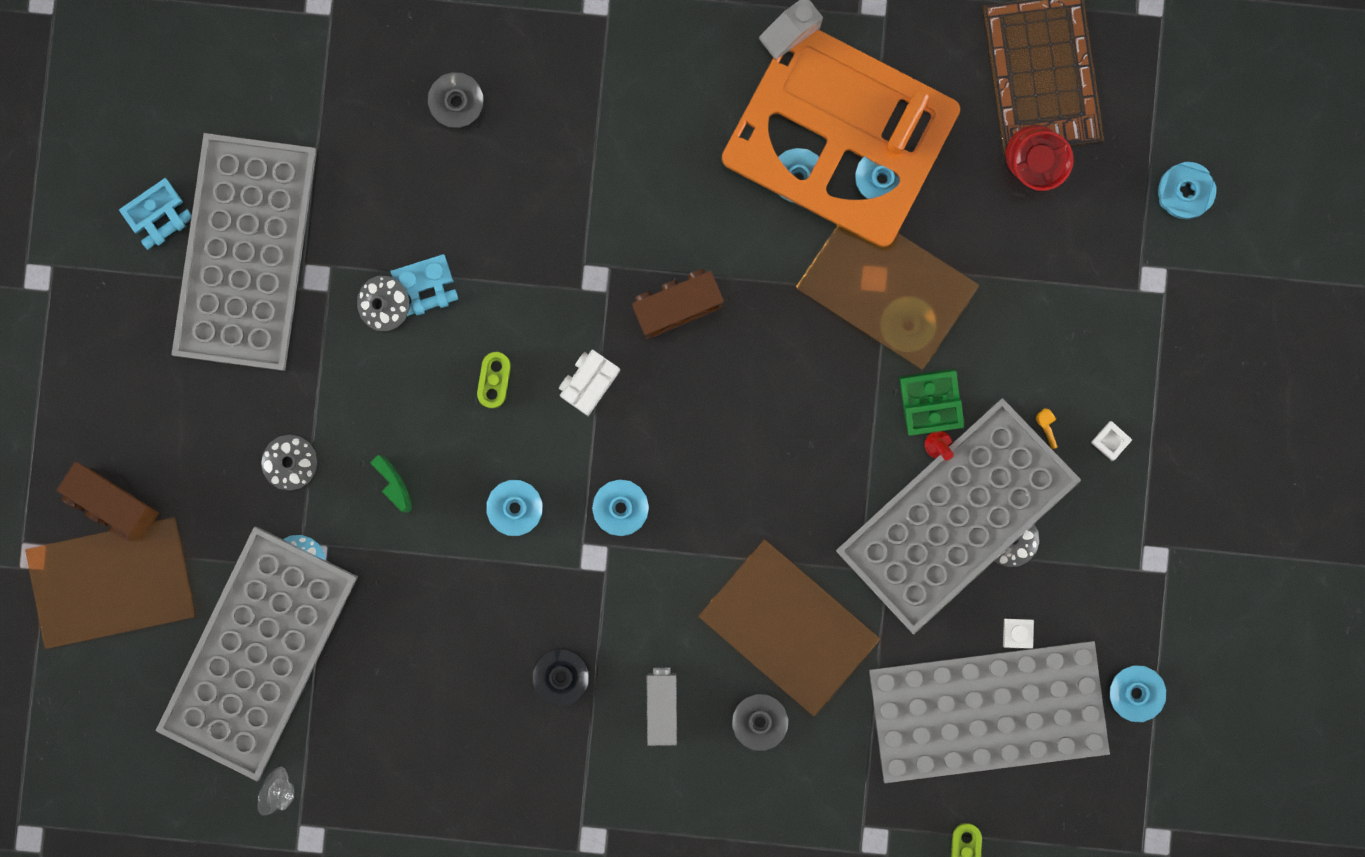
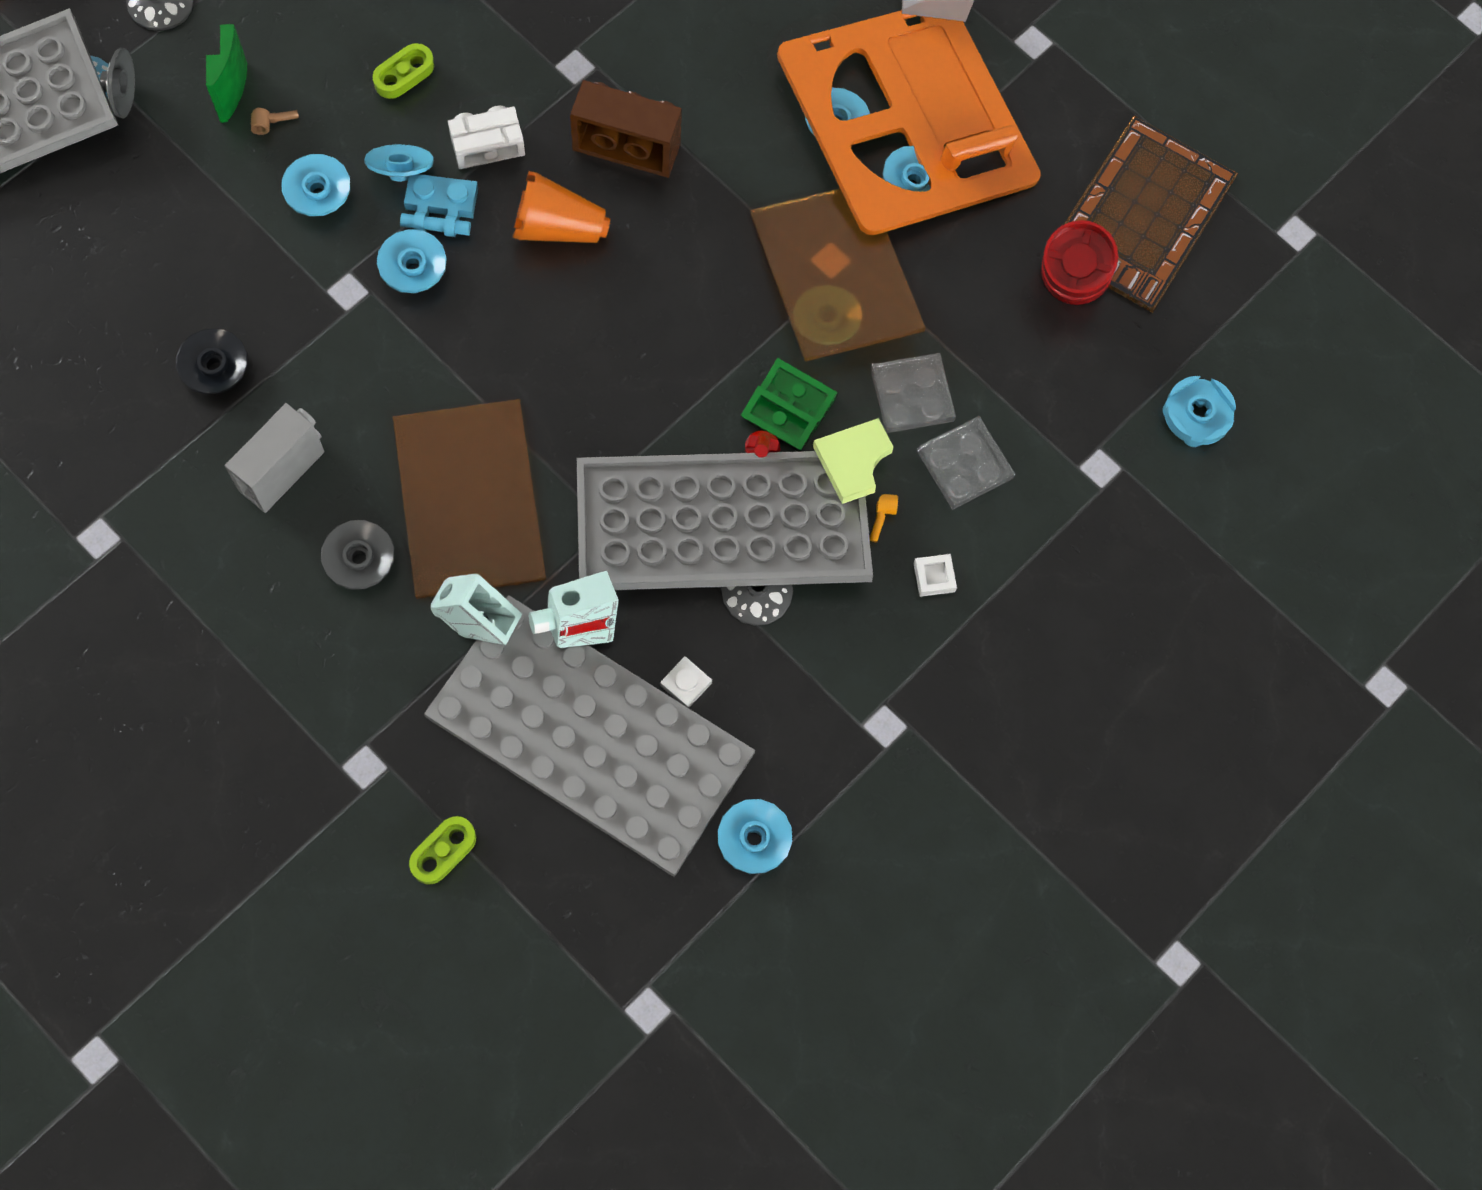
camera: 30 degrees right, 15 degrees down
(330, 549) = (119, 82): none -> dark grey dish
(435, 491) = (262, 118): none -> medium nougat hand
(551, 446) = (399, 161): none -> medium azure dish
(595, 445) = (439, 196): none -> medium azure plate
(683, 400) = (557, 214): none -> orange cone
(853, 703) = (465, 602): none -> light aqua torso
(932, 643) = (579, 612): none -> light aqua torso
(1002, 330) = (913, 393): none -> clear plate
(1003, 409) = (852, 456): none -> yellowish green tile
(1071, 350) = (965, 462): none -> clear plate

